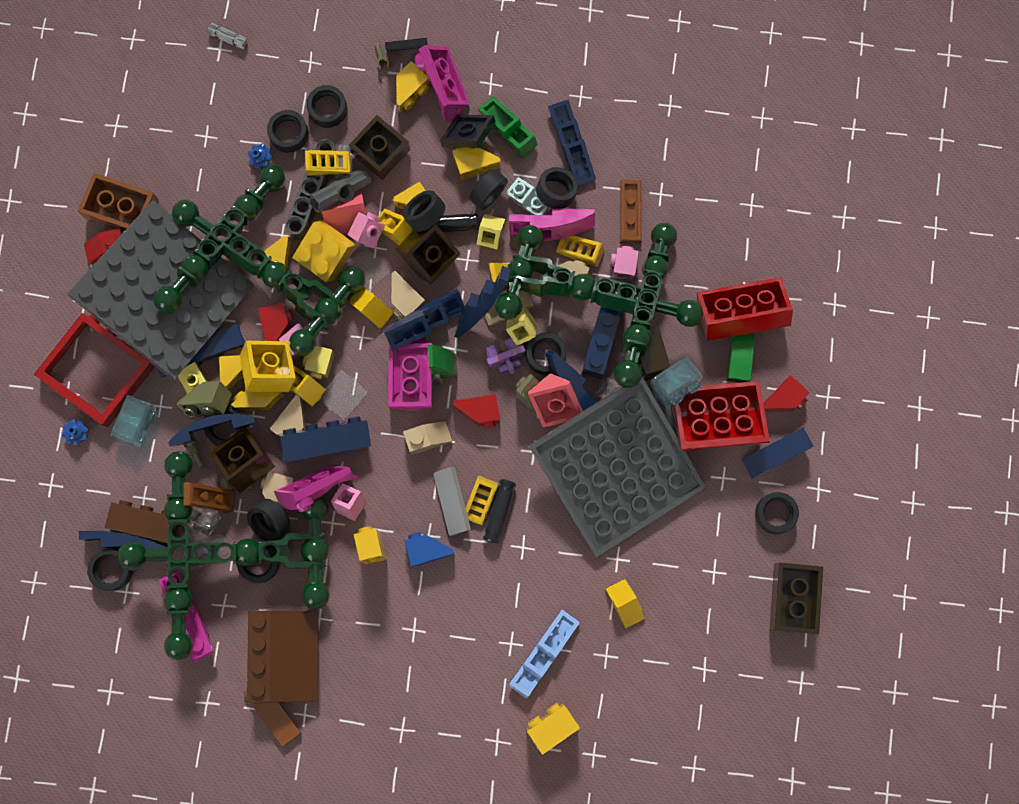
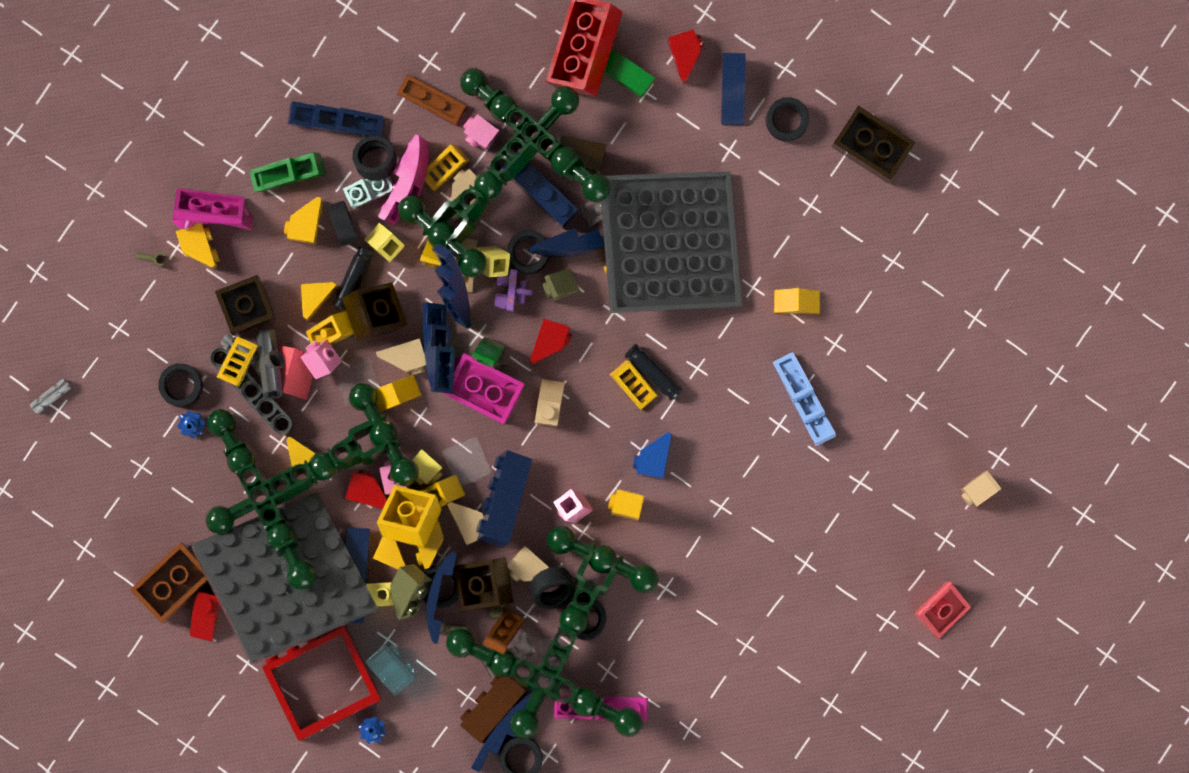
camera: 60 degrees left, 5 degrees up
(277, 721) = (729, 673): dark orange tile -> none
(283, 657) = (684, 636): reddish brown slope -> none
(304, 491) = (543, 537): dark pink slope -> none
(316, 94) = (170, 318): black tyre -> none
(324, 251) = (321, 409): yellow brick -> none
(405, 44) = (156, 226): black tile -> none
(424, 210) = (347, 294): black tyre -> none
(452, 501) = (621, 411): light grey tile -> none
(467, 131) = (275, 213): black plate -> none
(552, 728) = (874, 425): yellow brick -> none
(554, 400) = (580, 267): coral slope -> none
(676, 382) = (622, 146): clear light blue brick -> none
(721, 417) = (673, 124): red slope -> none

